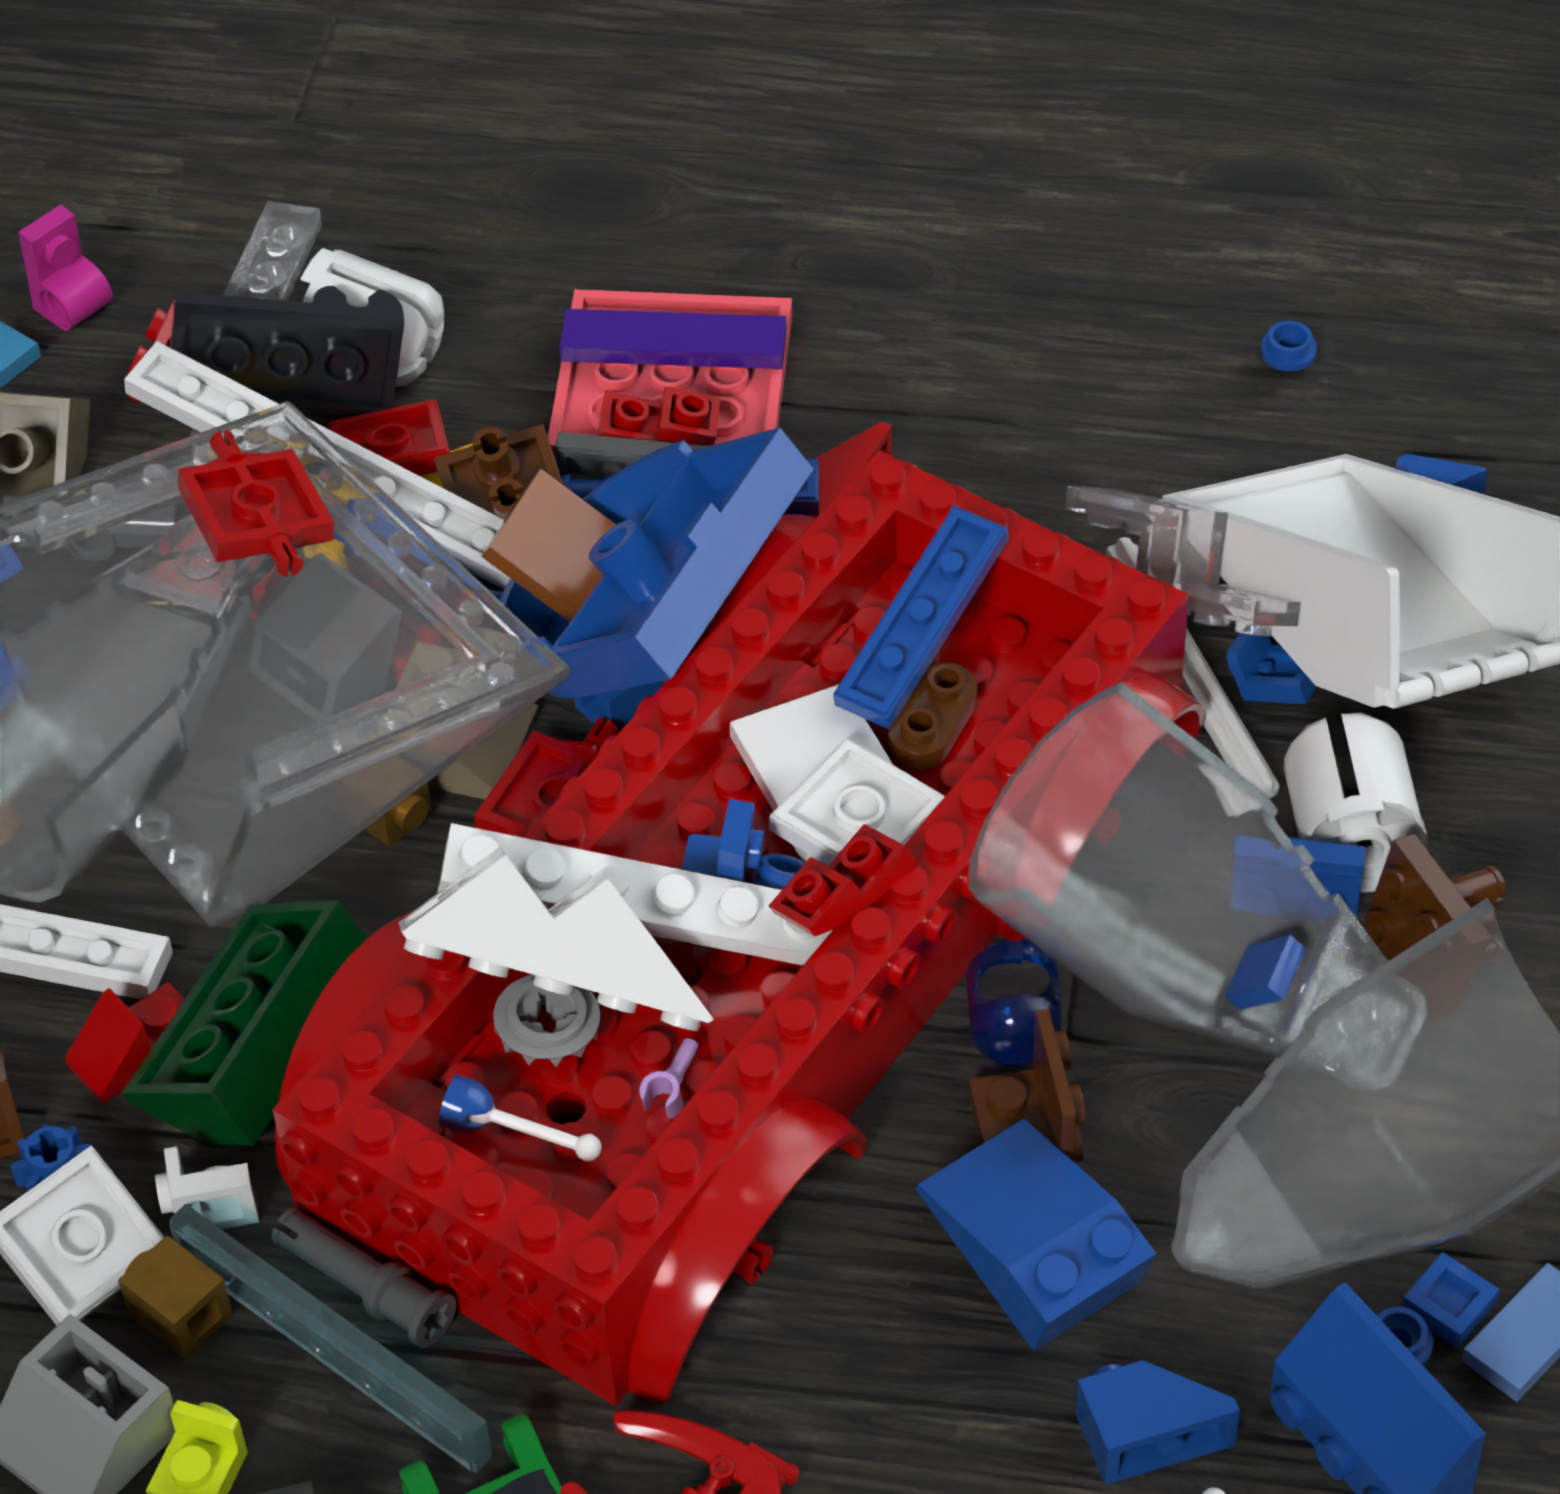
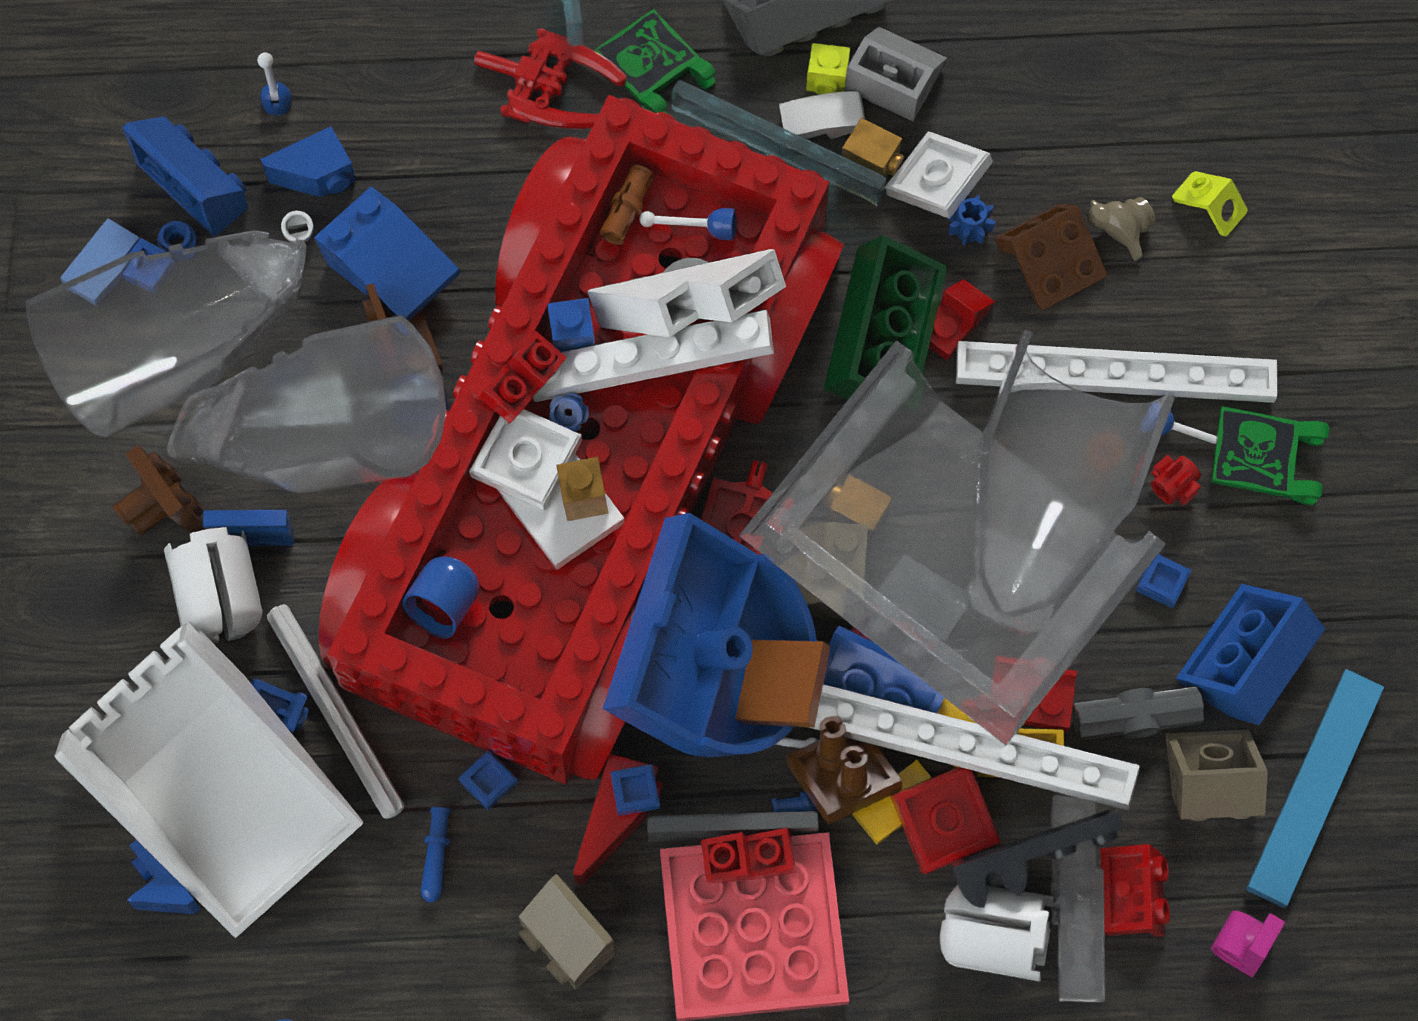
camera: 165 degrees right, 20 degrees up
(217, 1193) = (872, 212): white bracket -> none
(239, 1376) = (824, 113): none -> white slope
(255, 504) = (987, 610): red plate -> none
(639, 1131) = (627, 204): none -> dark orange pin
(669, 1080) = (609, 262): lavender hand -> none
(673, 338) = (756, 946): dark purple tile -> none
(733, 852) = (606, 411): blue bracket -> none
(748, 971) = (571, 324): none -> blue brick
(783, 731) = (582, 489): none -> pearl gold brick
(908, 383) = (565, 933): none -> dark tan slope
(921, 617) = (506, 605): blue tile -> none
(937, 712) = (496, 558): reddish brown plate -> none
(1010, 654) = (449, 586): none -> blue helmet
(1078, 473) = (434, 864): none -> blue piece
(1185, 549) = (343, 755): clear bracket -> none
(1185, 1321) = (296, 220): none -> white hinge
(1265, 972) = (263, 433): blue tile -> none

